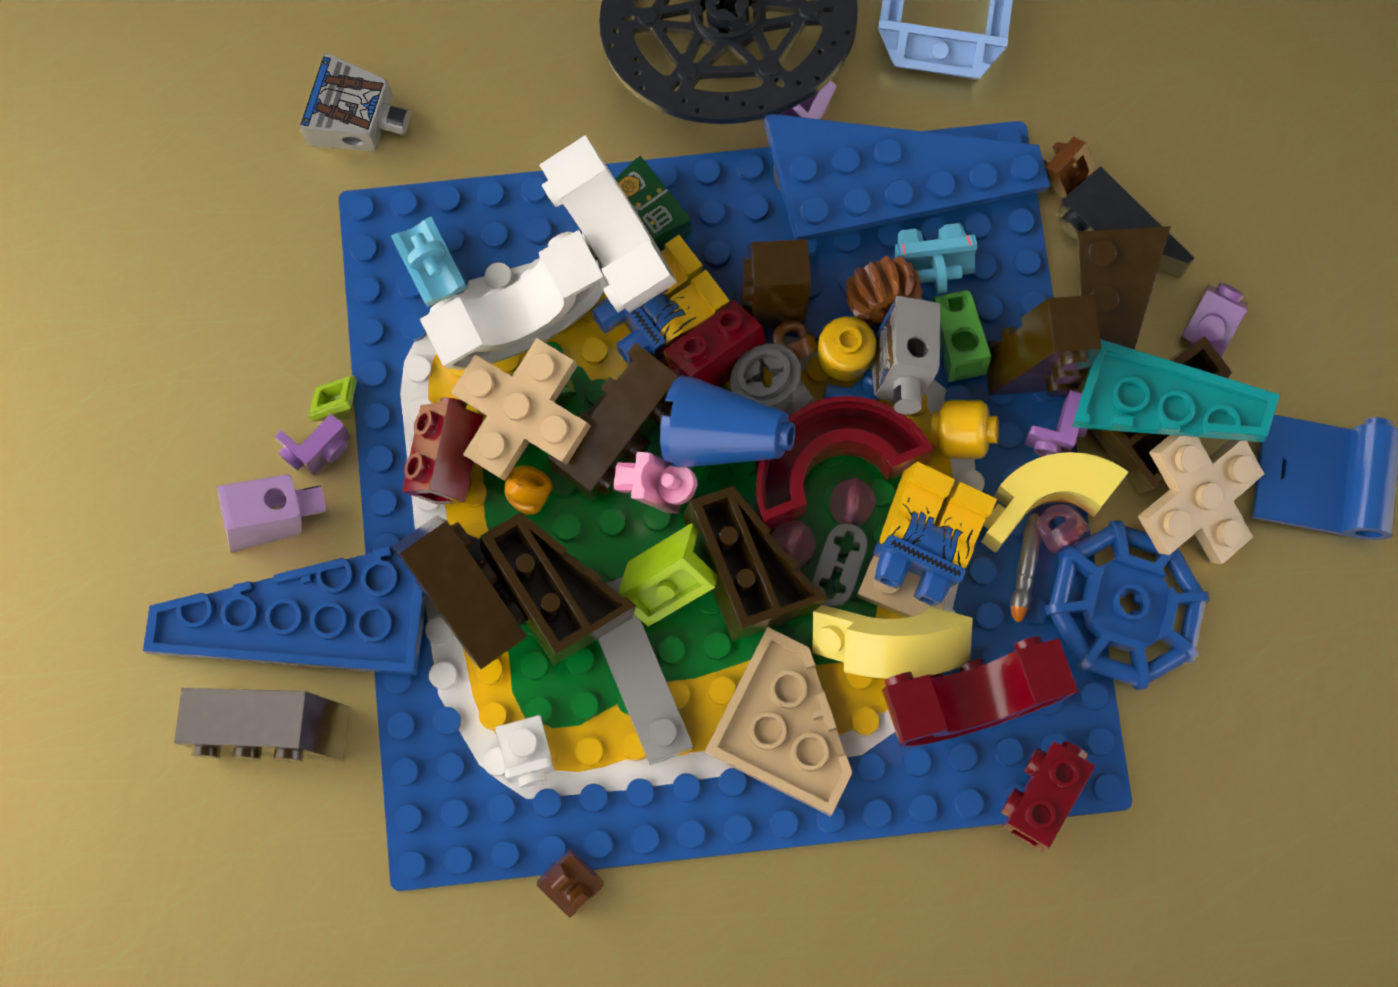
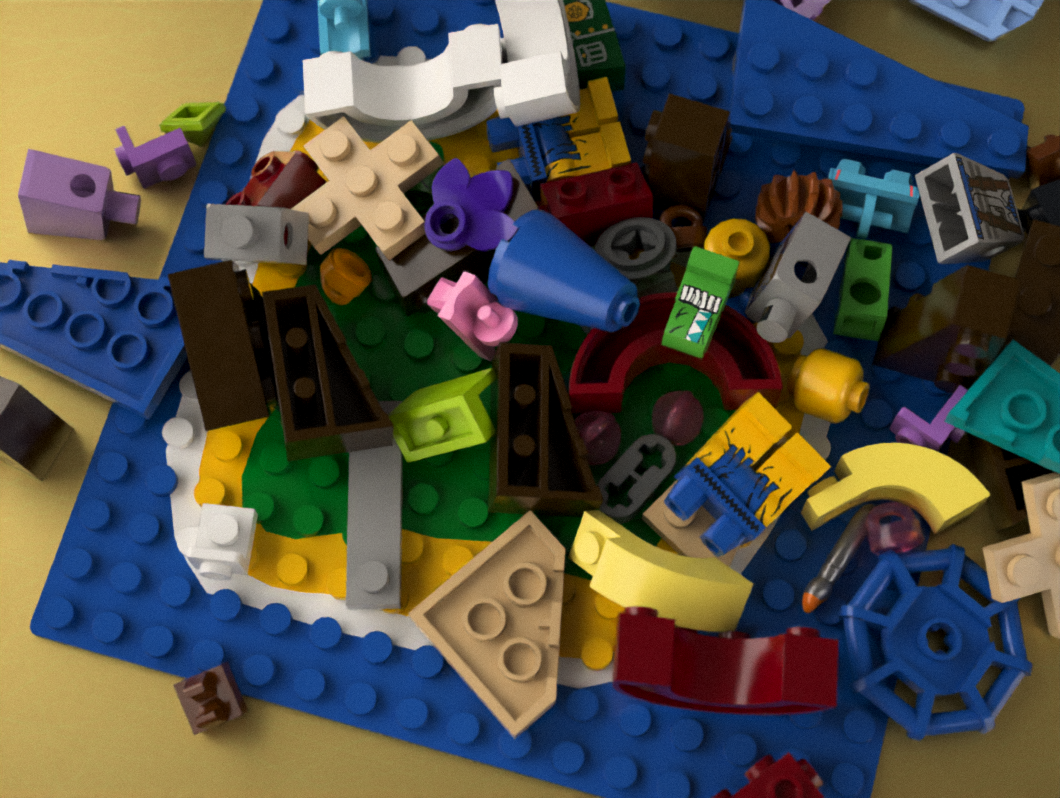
camera: 25 degrees right, 5 degrees down
(450, 490) = (255, 234): none -> light grey torso
(626, 392) = (477, 205): none -> dark purple plate
(841, 405) = (700, 302): none -> bright green leg
(1021, 239) = (969, 210): none -> light grey torso

